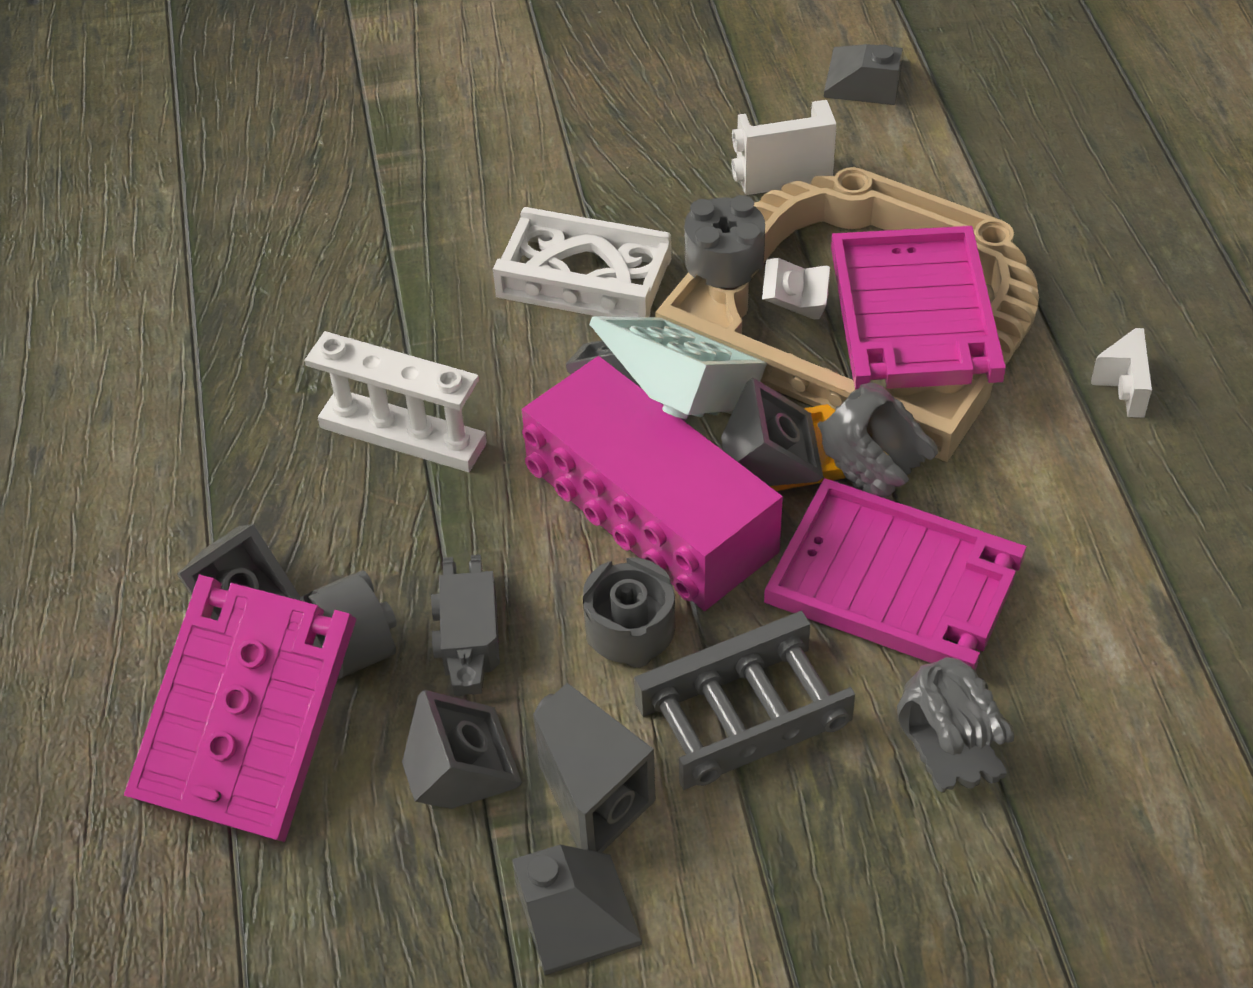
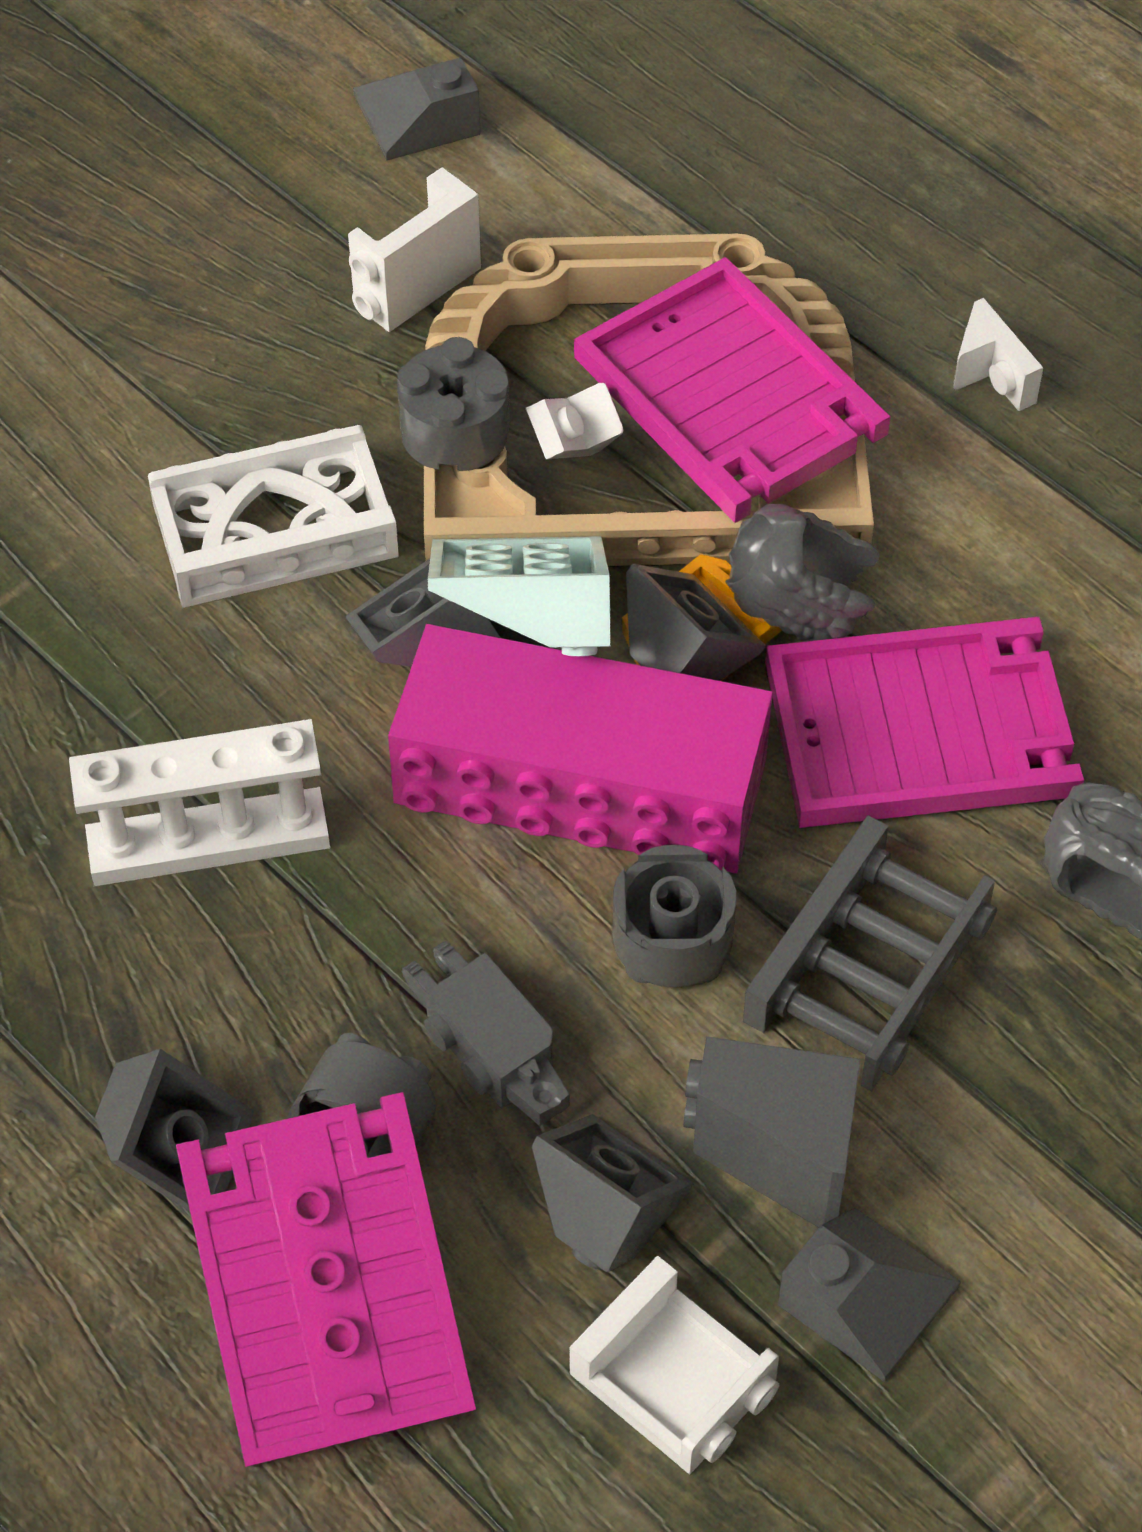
camera: 35 degrees left, 5 degrees up
(413, 883) = (672, 1369): none -> white panel

